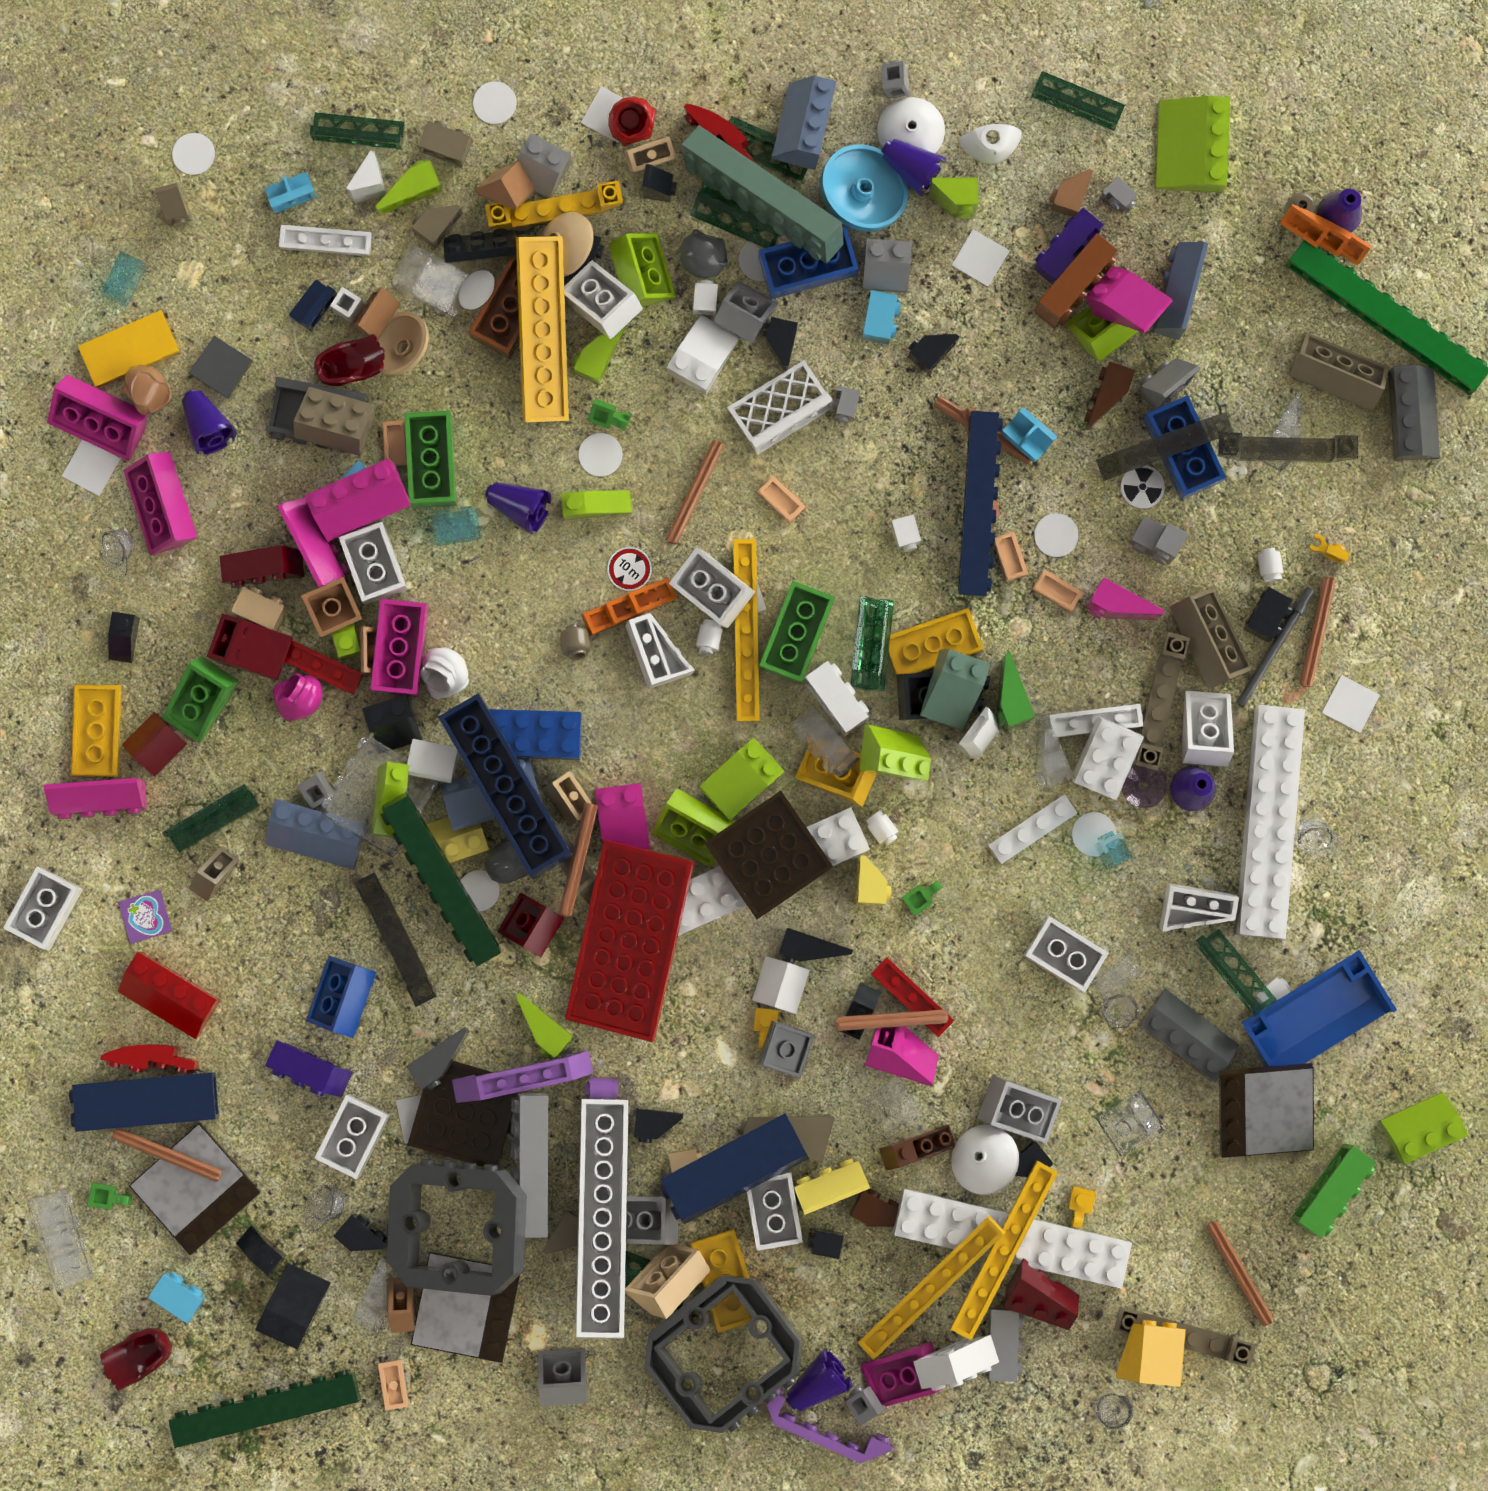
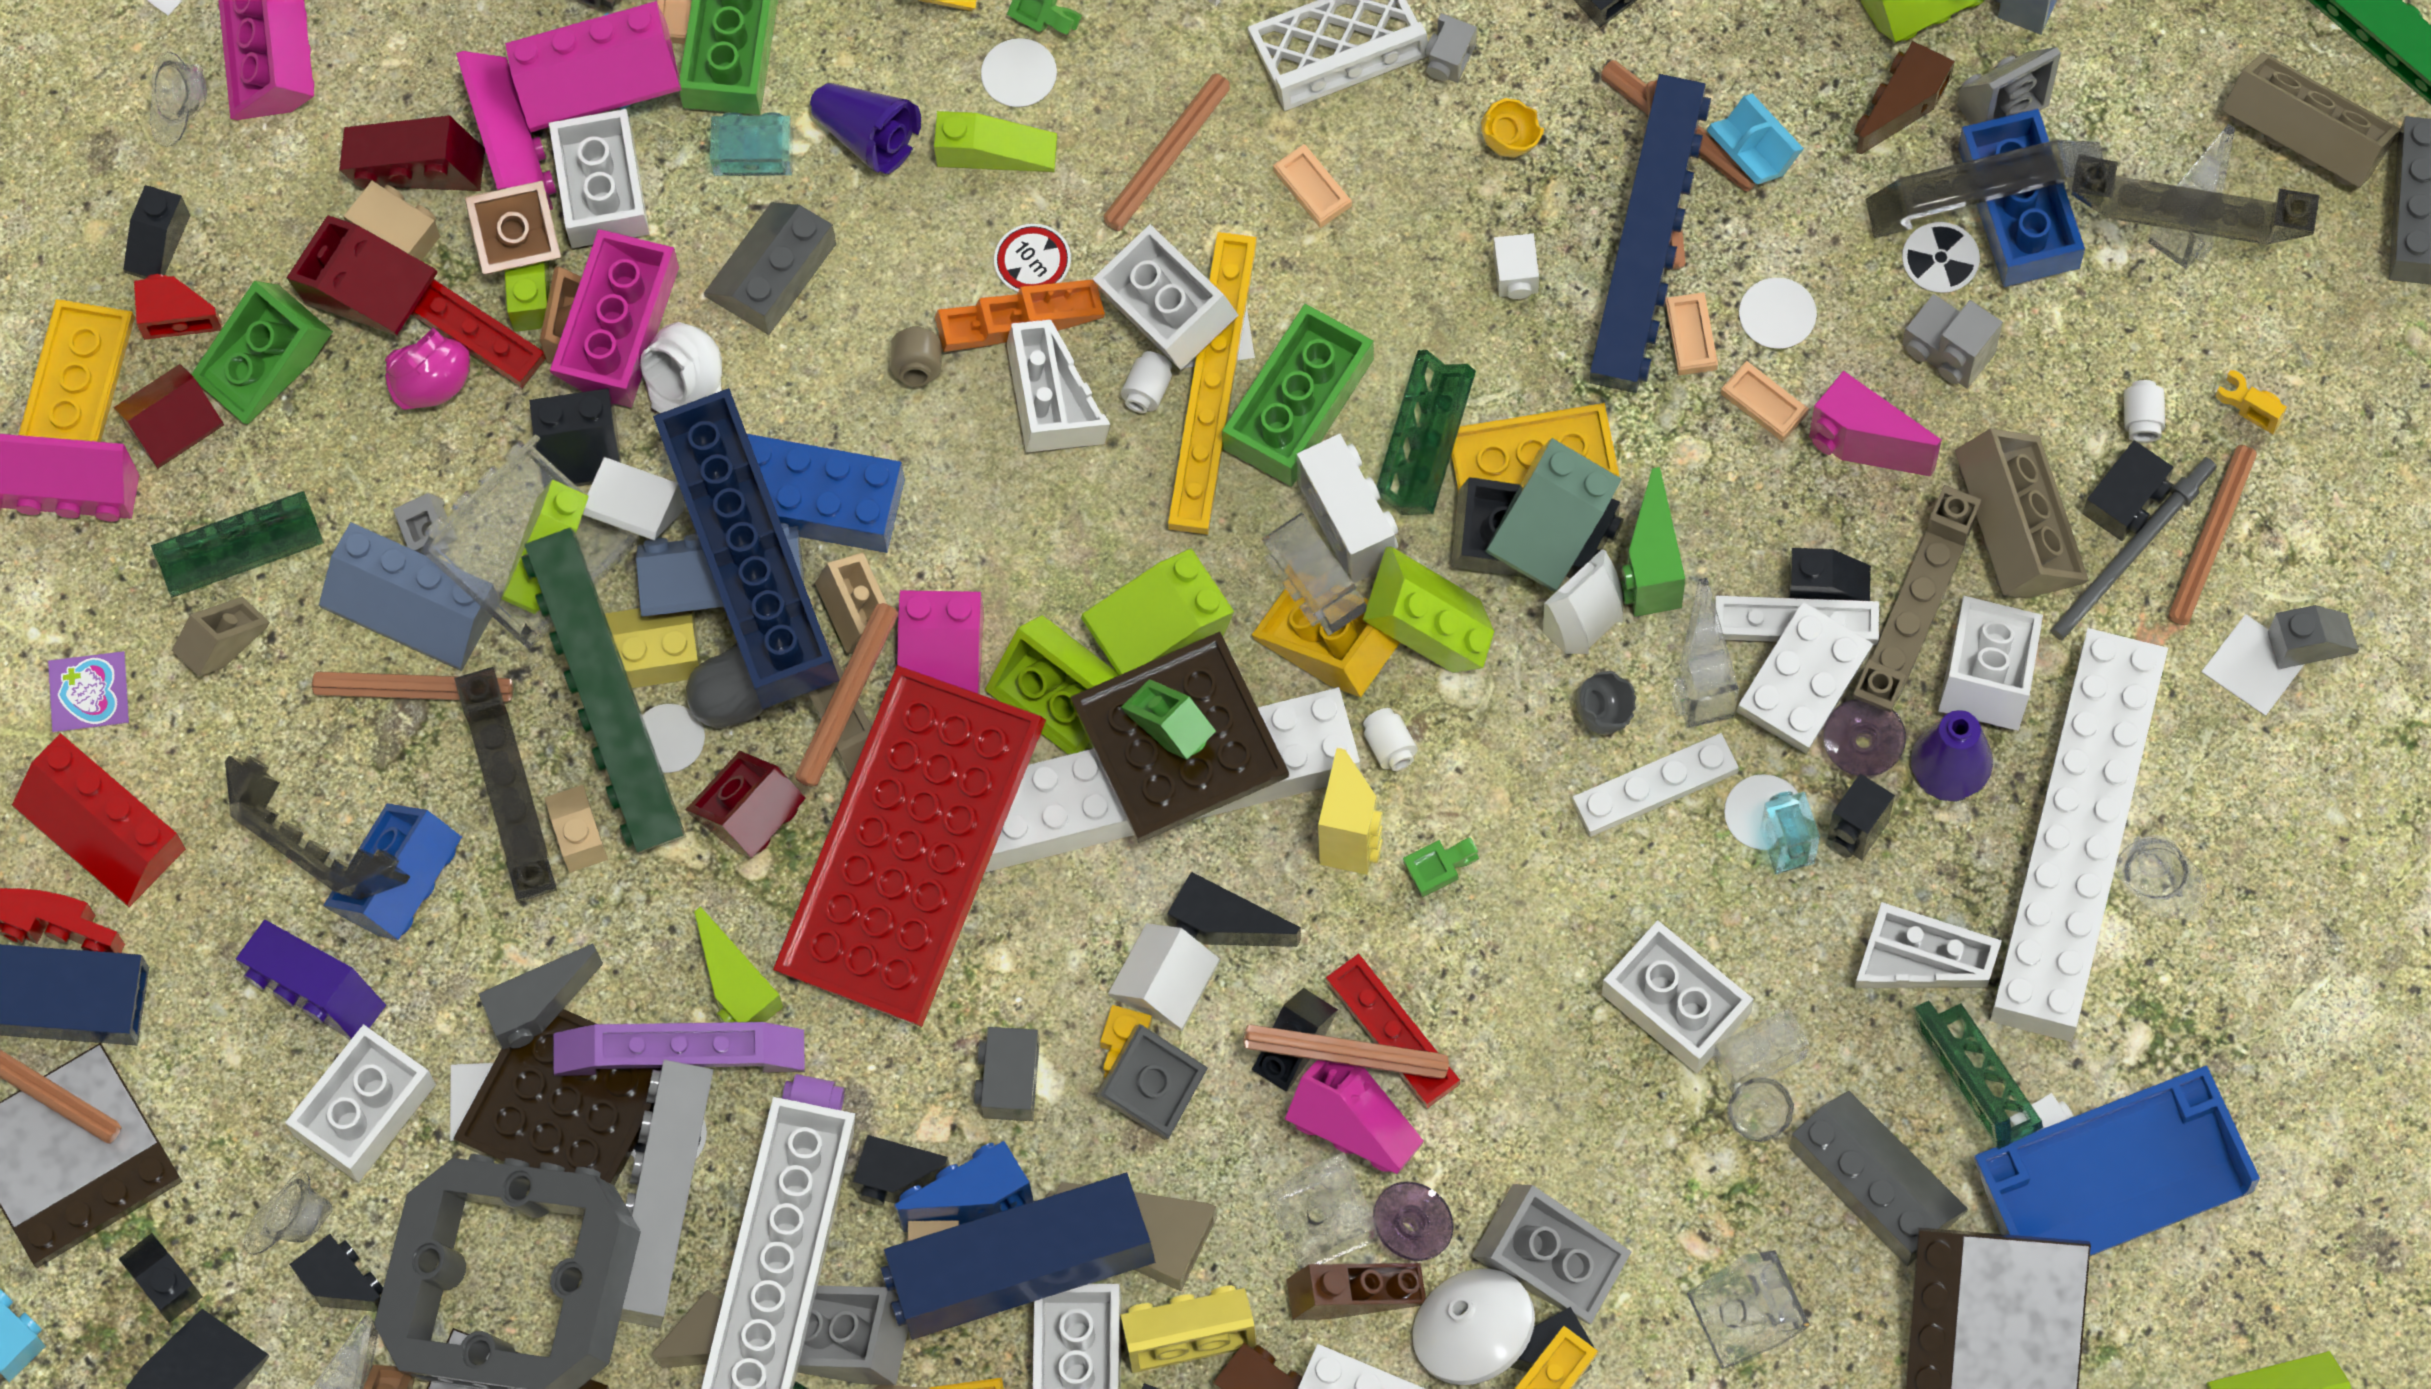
camera: 20 degrees right, 15 degrees down
(140, 680) = (172, 309): none -> red slope
(250, 964) = (249, 795): none -> clear smoke slope
(320, 886) = (393, 686): none -> nougat axle
(437, 953) = (575, 828): none -> tan slope
(481, 598) = (772, 265): none -> dark grey slope
(704, 1132) = (968, 1192): none -> blue slope
(707, 1057) = (1009, 1073): none -> dark grey brick
(762, 849) = (1169, 718): none -> bright green slope
(889, 448) = (1511, 128): none -> yellow hair
(951, 1103) = (1421, 1209): none -> dish
(998, 788) = (1605, 702): none -> dark grey hair
(1109, 693) = (1827, 575): none -> black slope
(1150, 835) = (1860, 817): none -> black brick
(1380, 685) = (2311, 636): none -> dark grey slope

